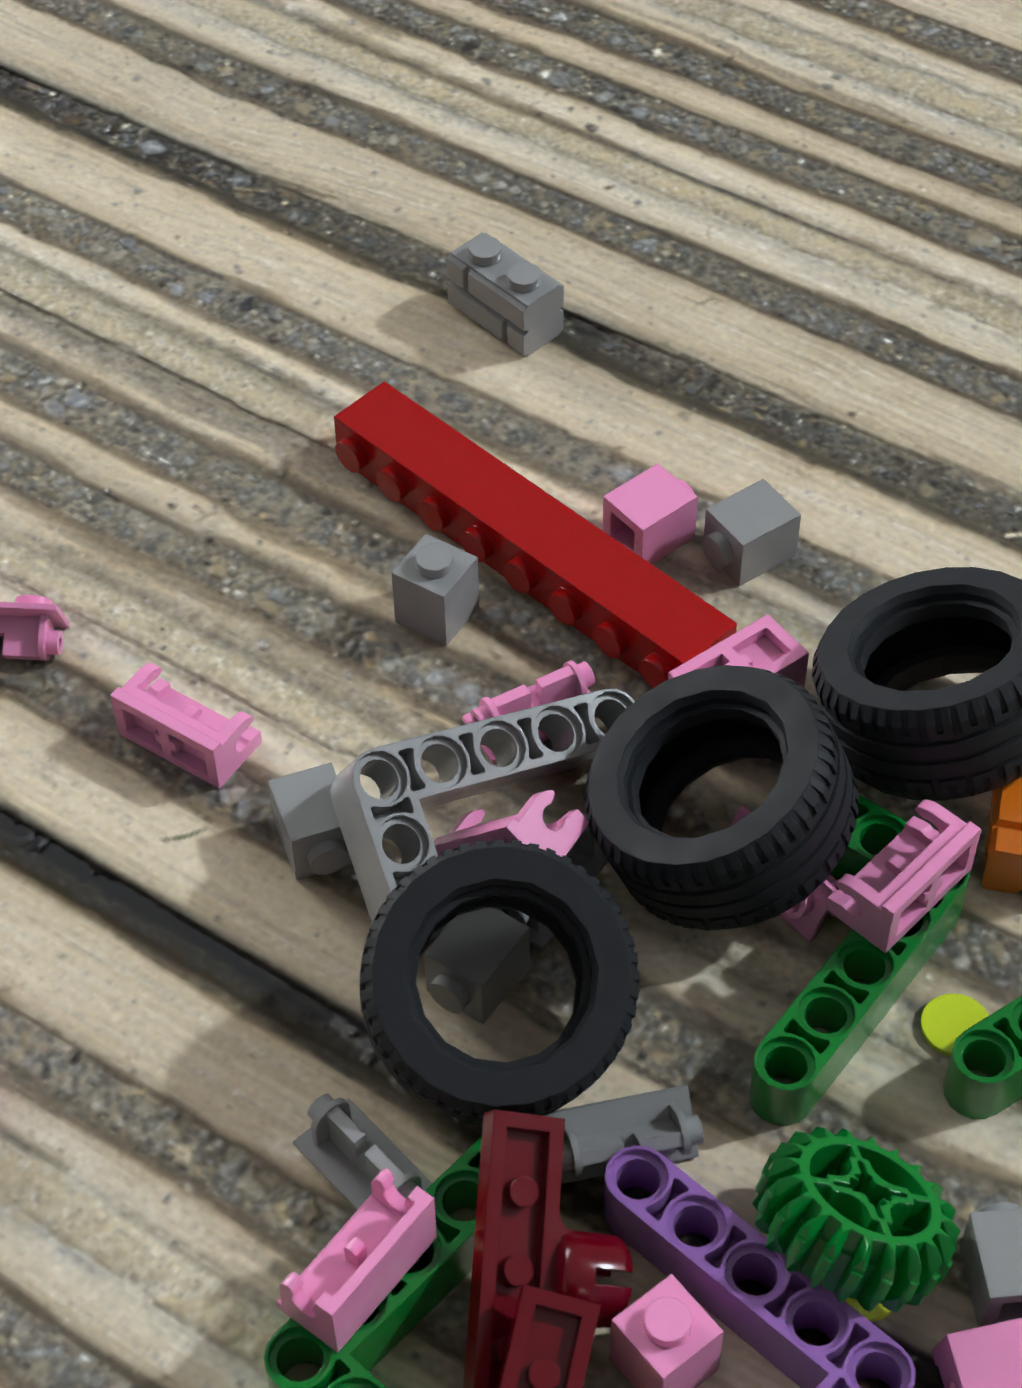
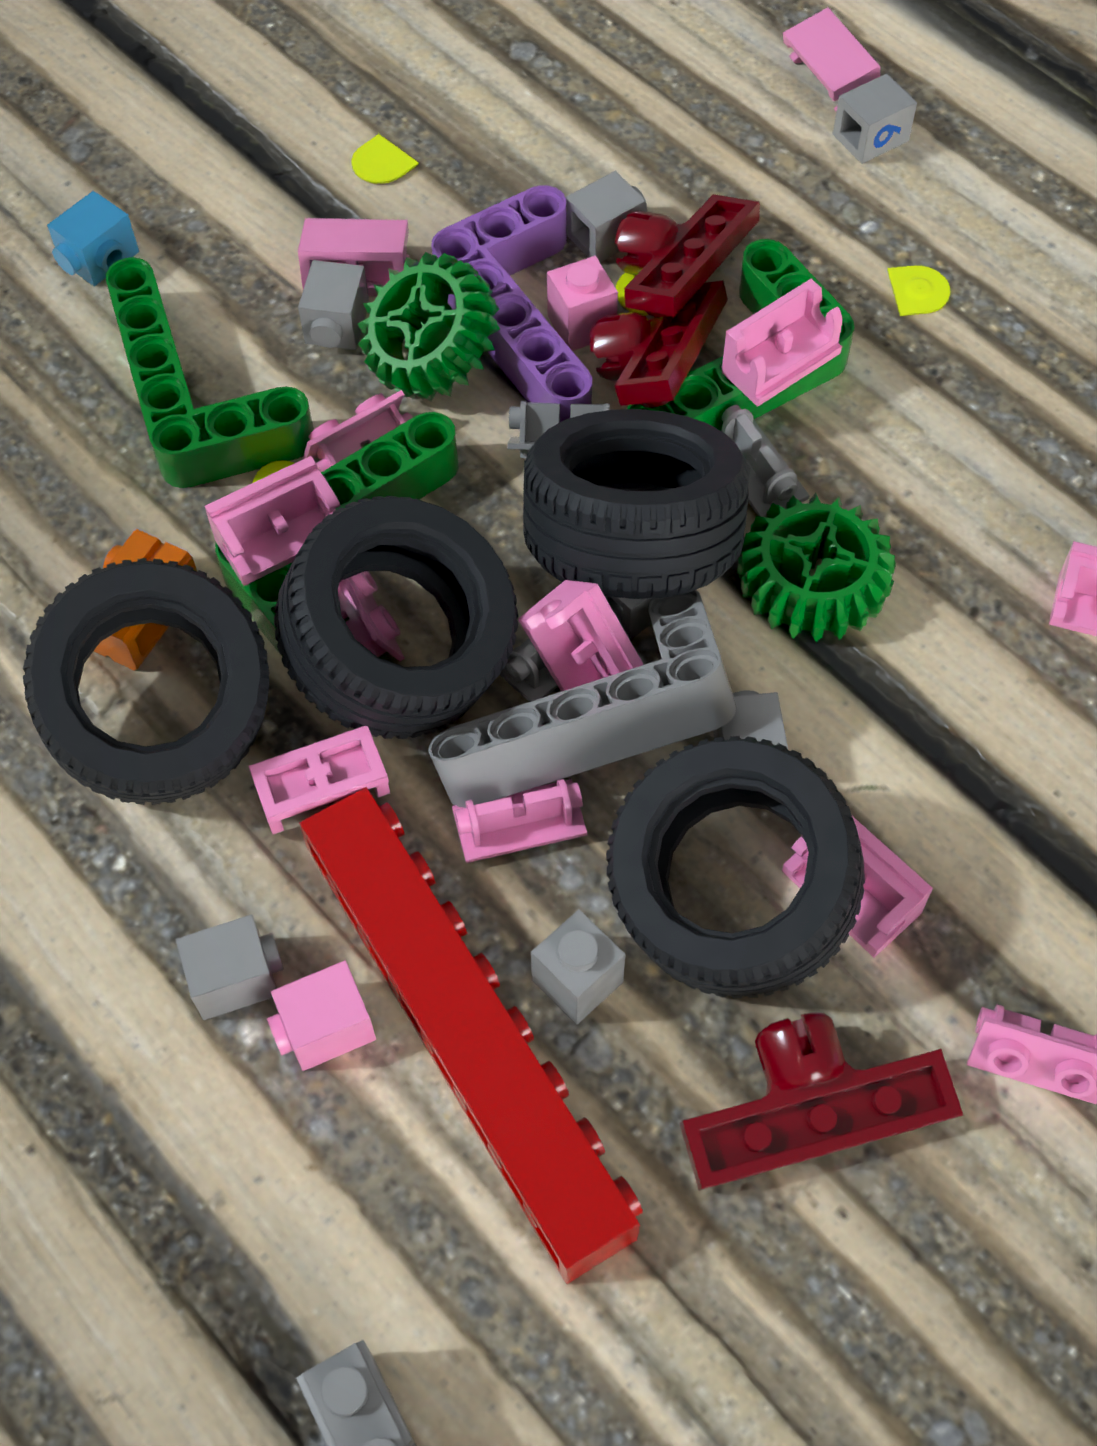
camera: 165 degrees left, 10 degrees up
(202, 546) = (815, 1104): none -> dark red plate
(239, 1012) = (846, 585): none -> green gear
(296, 707) = (714, 779): none -> black tyre
(903, 1067) = (336, 441): none -> bright pink hinge

